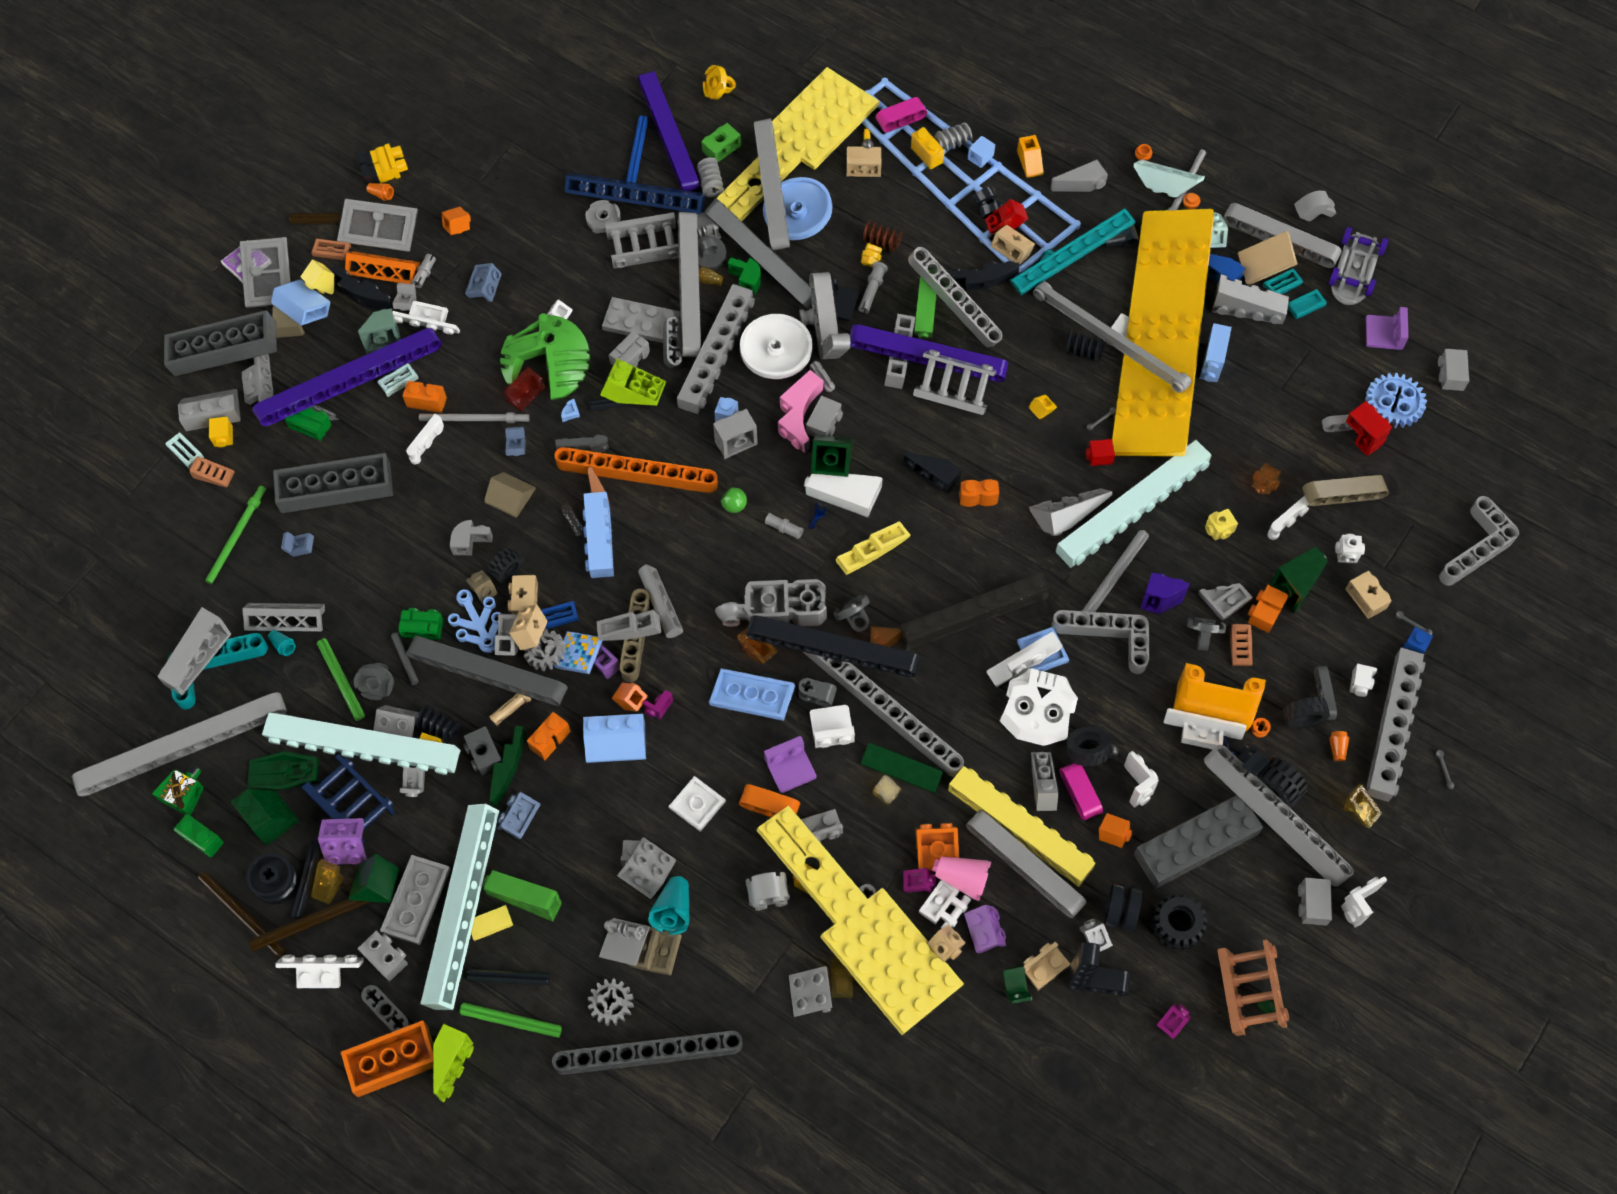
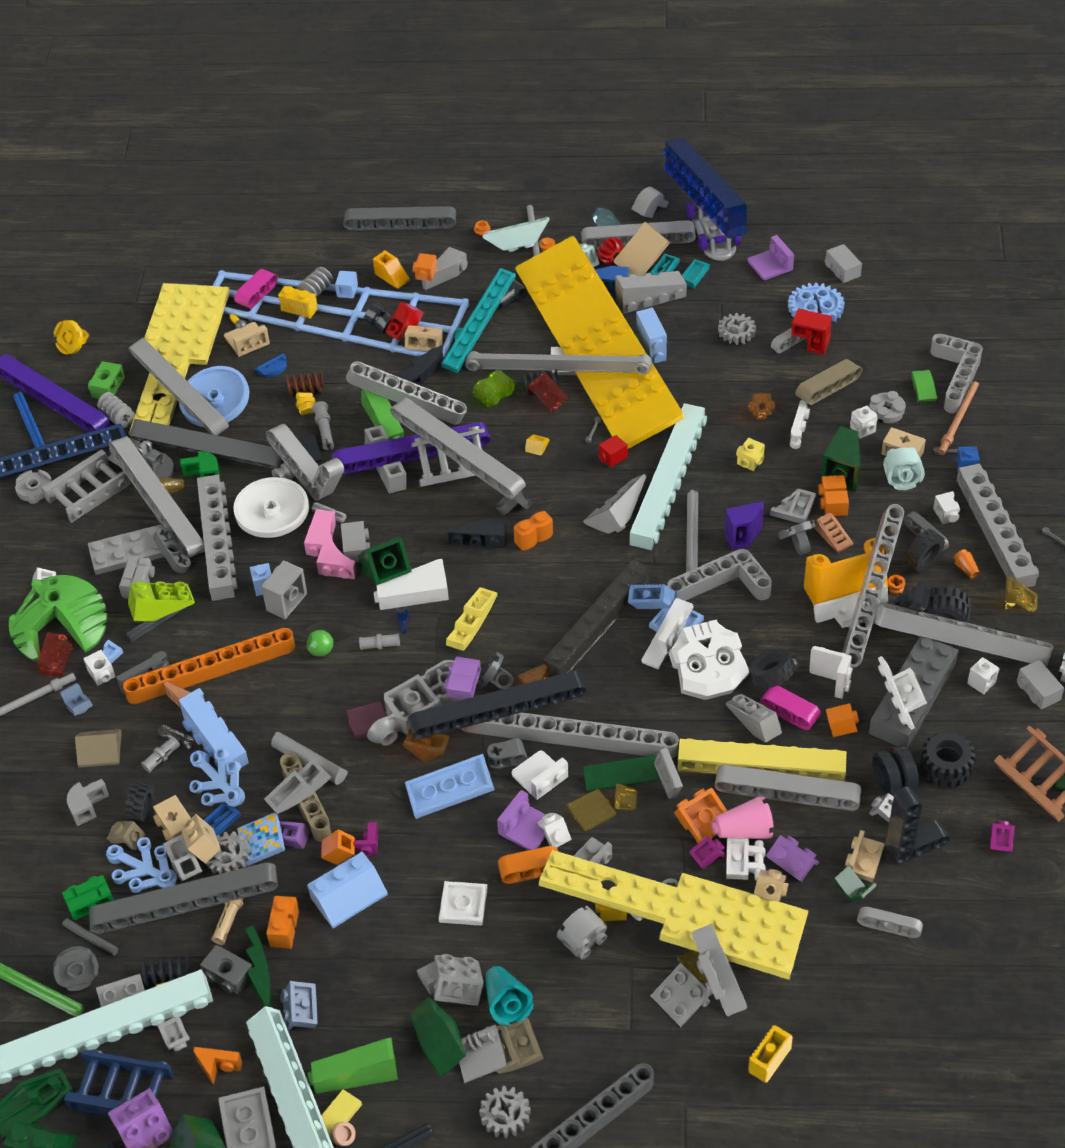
camera: 30 degrees left, 15 degrees down
(425, 821) = (213, 1059): none -> orange slope
(482, 941) = (342, 1134): none -> tile
(547, 416) = (99, 667): none -> white brick
(549, 529) = (160, 754): none -> light grey pin
(579, 601) = (219, 779): none -> light blue plant
(600, 907) = (437, 1036): none -> dark green piece
(728, 590) = (363, 718): none -> clear pink piece
(808, 784) = (555, 829): none -> white bracket
(817, 607) = (463, 678): none -> medium lavender brick
(842, 1088) = (770, 1053): none -> yellow brick
(846, 992) = (717, 970): none -> light grey bracket
(853, 783) = (591, 810): none -> clear yellow piece
(868, 203) = (273, 367): none -> blue tile
(929, 793) = (668, 773): none -> light grey tile
(957, 381) = (458, 448): none -> light grey beam
(982, 450) = (506, 505): none -> dark grey tile
(1024, 1038) = (890, 922): none -> light grey beam
(1032, 617) = (651, 596): none -> medium blue brick
(1041, 329) = (493, 388): none -> clear neon green brick
(1058, 172) = (425, 267): none -> orange brick
(1076, 103) = (400, 218): none -> dark grey beam
(1083, 361) = (548, 392): none -> clear red hinge
(1180, 841) = (905, 691): none -> white bracket
(1229, 715) = (875, 578): none -> light grey beam
(1241, 240) = (610, 250): none -> red gear
(1264, 202) = (604, 217): none -> clear light blue slope
(1270, 862) = (983, 675): none -> white brick
(1302, 386) = (736, 328): none -> light grey gear
(1349, 618) = (903, 468): none -> light aqua brick
(1371, 222) = (706, 188): none -> clear blue brick
(1389, 535) = (891, 399): none -> light grey plate
(1416, 610) = (948, 438): none -> nougat bar
(1435, 542) = (924, 386): none -> bright green slope

